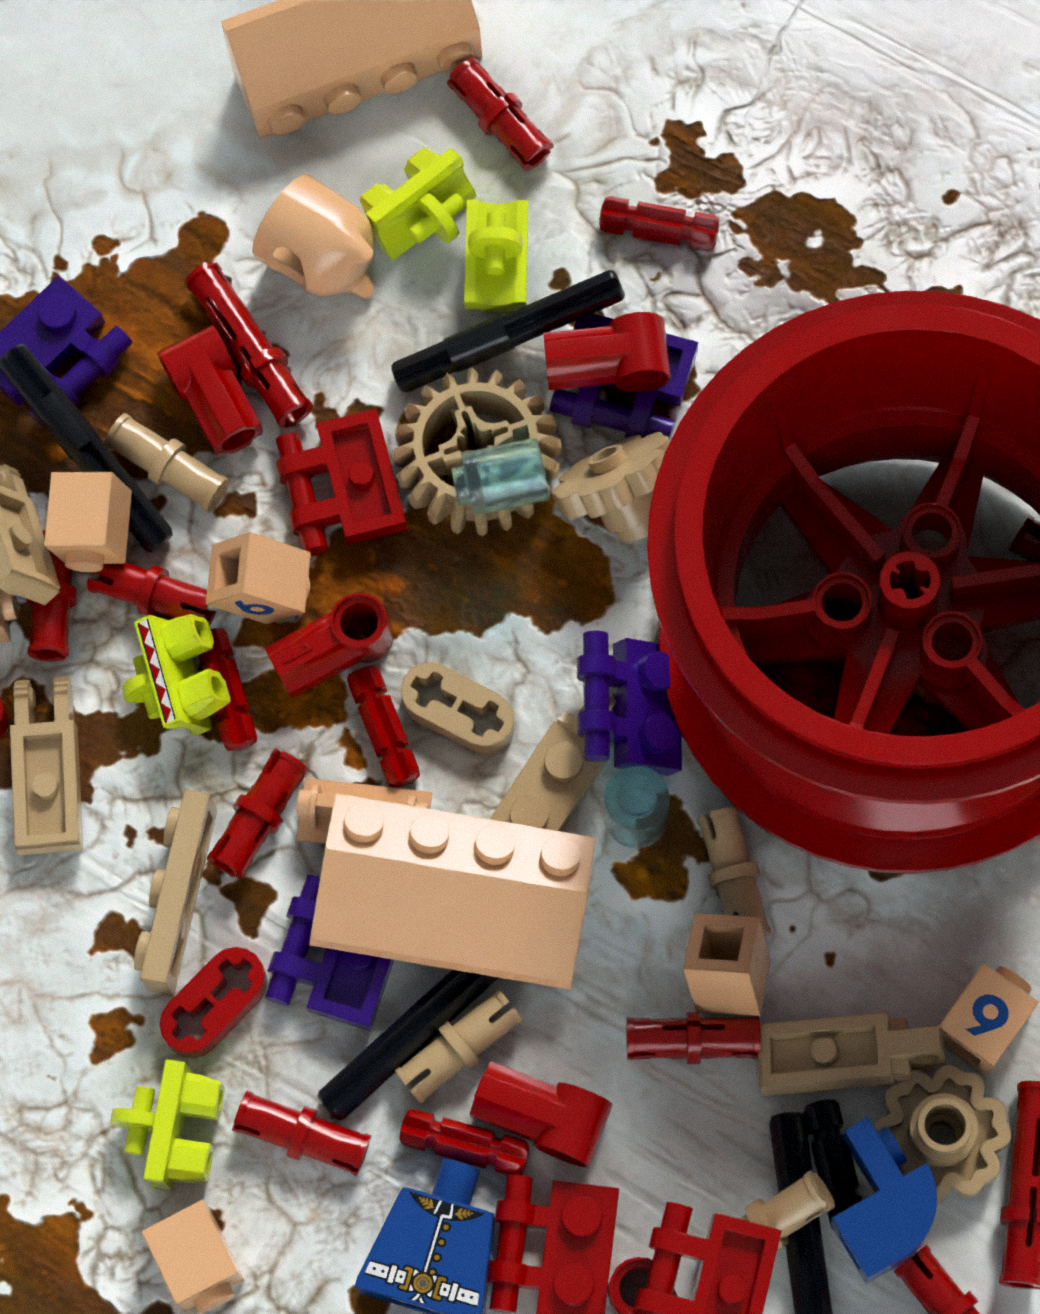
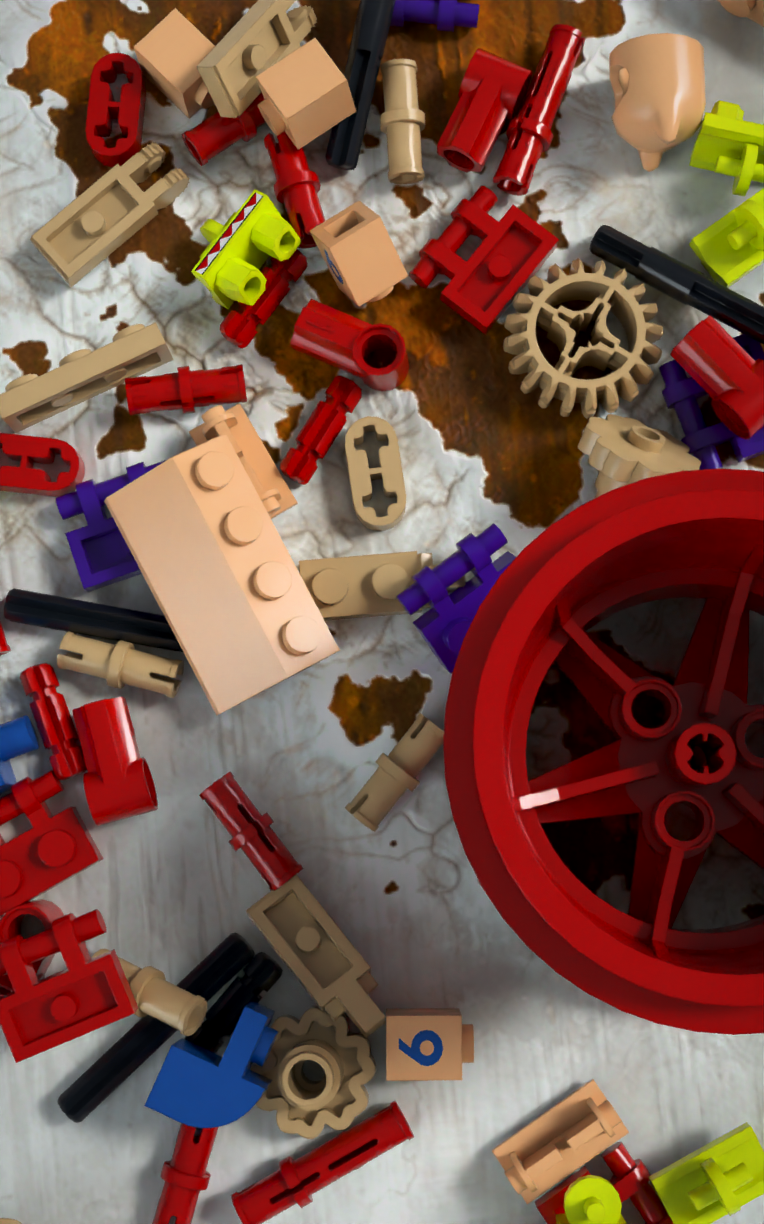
camera: 50 degrees right, 10 degrees up
(501, 477) = (566, 369): clear light blue brick -> none
(636, 806) = (393, 661): clear light blue brick -> none
(727, 964) = (319, 818): light nougat brick -> none

